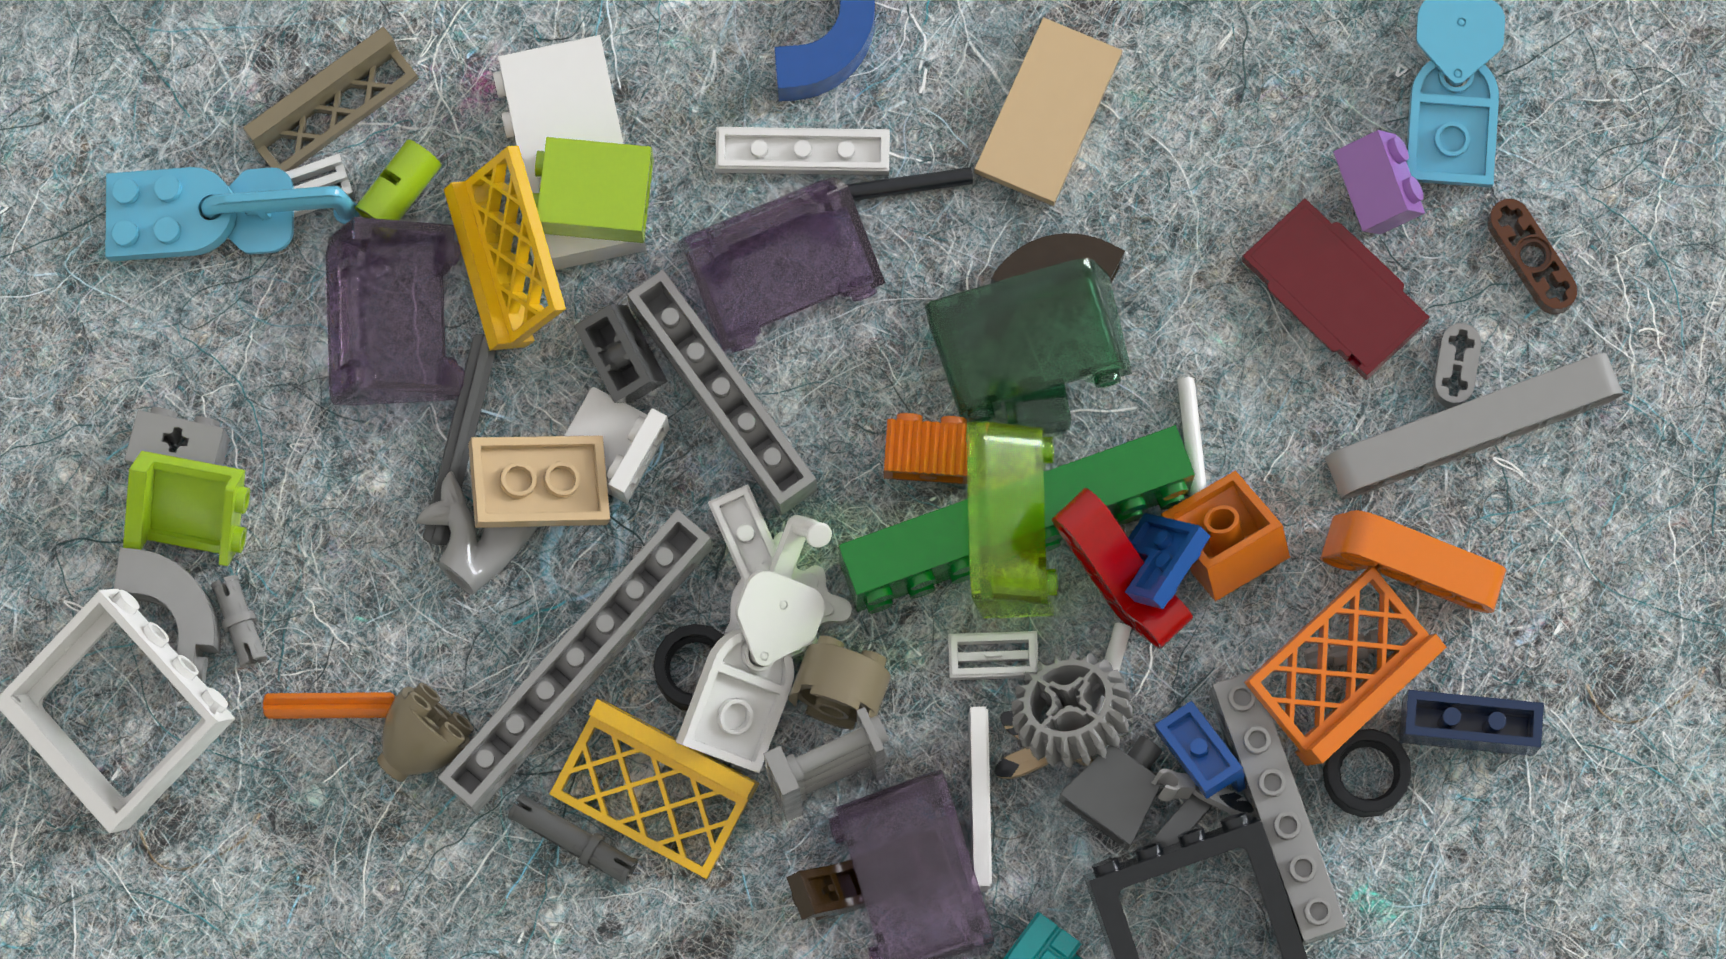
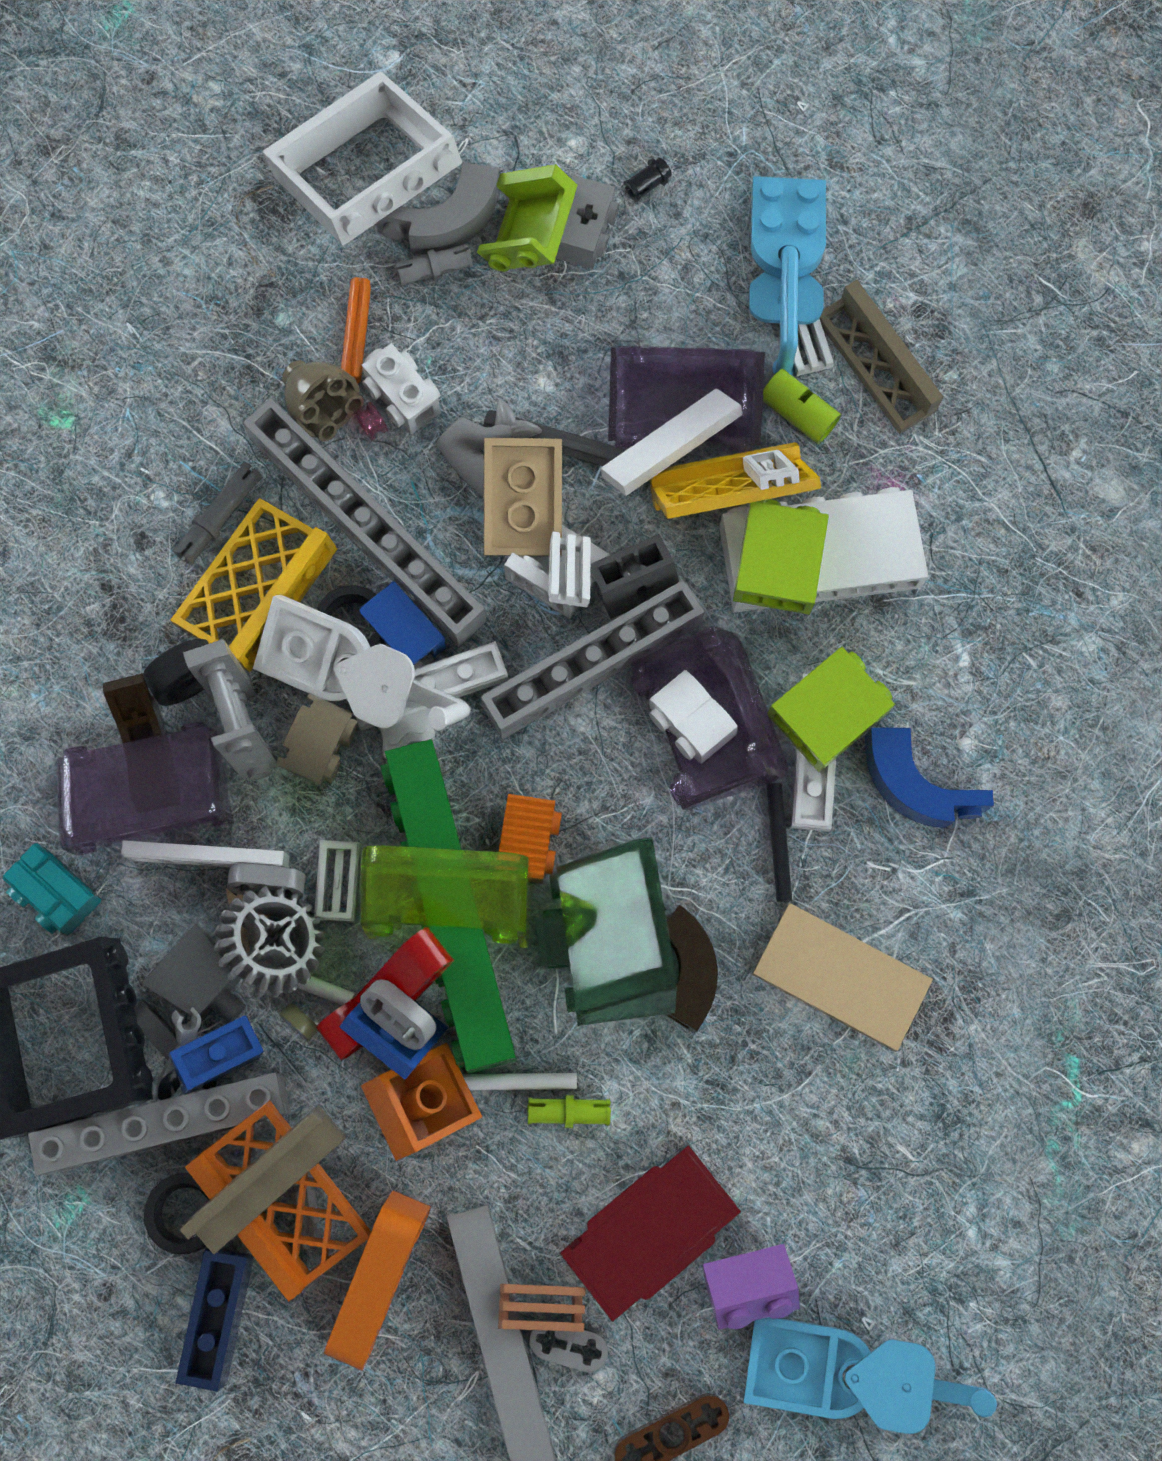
camera: 90 degrees right, 0 degrees up
(114, 379) = (648, 178): none -> black pin
(402, 642) = (395, 380): none -> white brick
(446, 672) = (371, 421): none -> clear pink bush
(455, 323) = (671, 441): none -> white tile
(494, 213) = (761, 469): none -> white tile
(625, 411) = (570, 545): none -> white tile
(696, 606) = (402, 624): none -> blue panel
(759, 131) = (831, 708): none -> lime brick
(772, 843) = (170, 677): none -> black tyre
(780, 280) = (692, 717): none -> white brick
(1002, 738) = (253, 877): none -> light grey beam
(1143, 548) = (398, 1014): none -> light grey beam
(1153, 676) = (299, 1021): none -> olive tile
(1219, 383) = (568, 1111): none -> lime pin
(1327, 673) = (264, 1180): none -> dark tan fence
(1421, 357) = (575, 1309): none -> nougat tile

